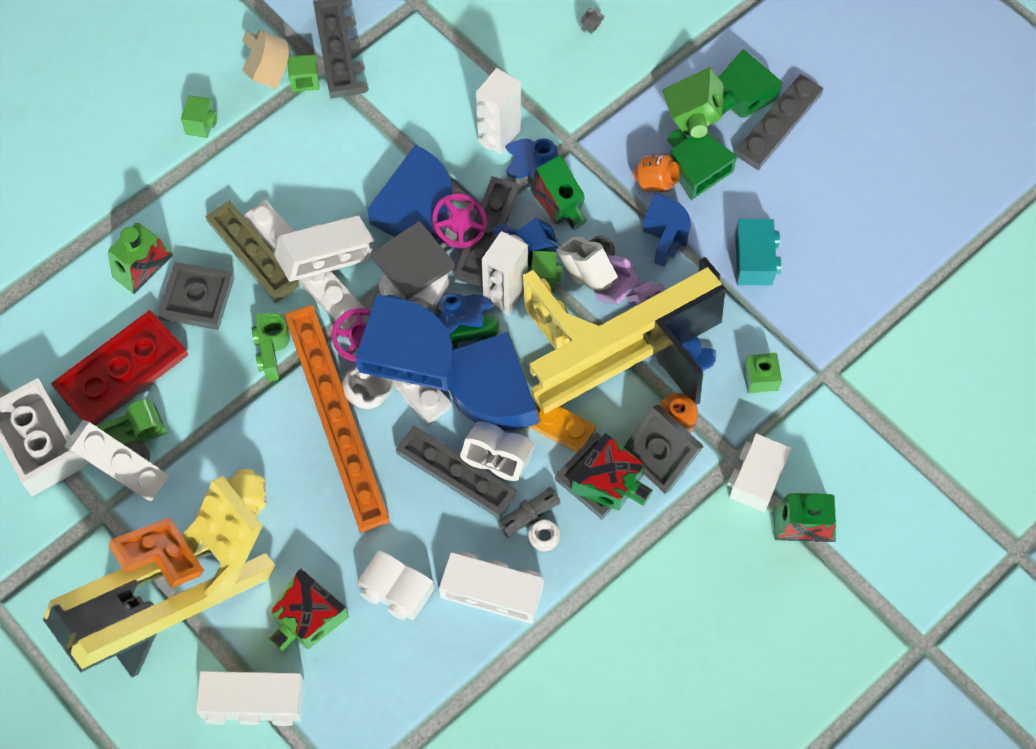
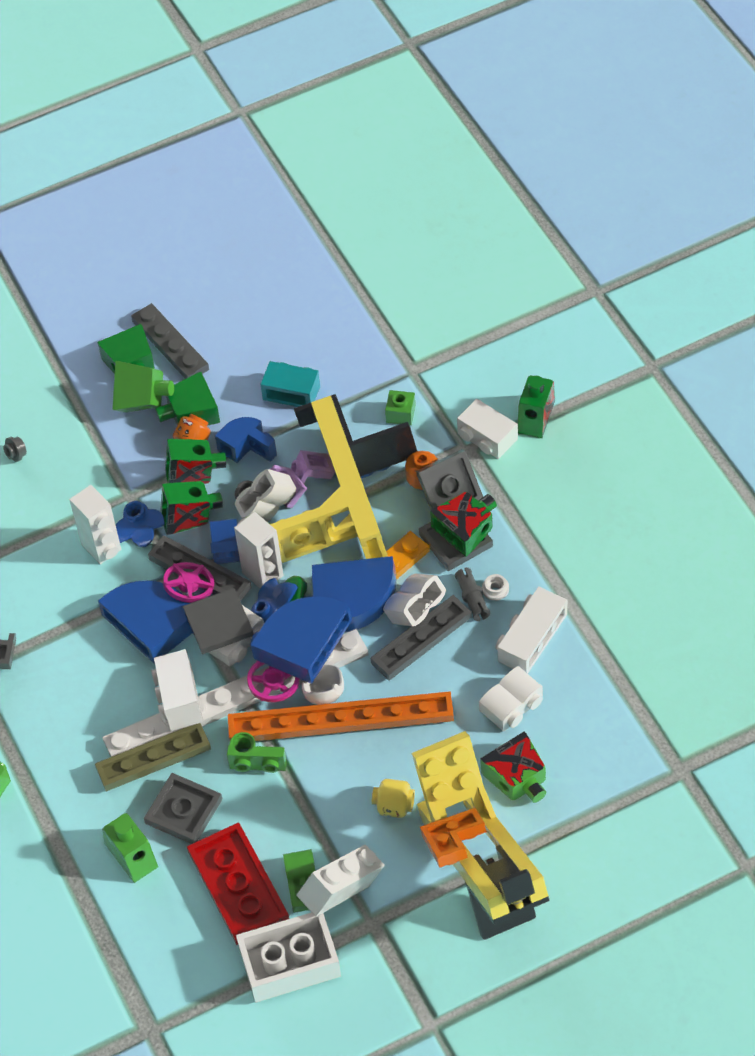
camera: 70 degrees left, 10 degrees down
(250, 697) = (580, 822): white brick -> none
(615, 181) = (191, 461): none -> torso

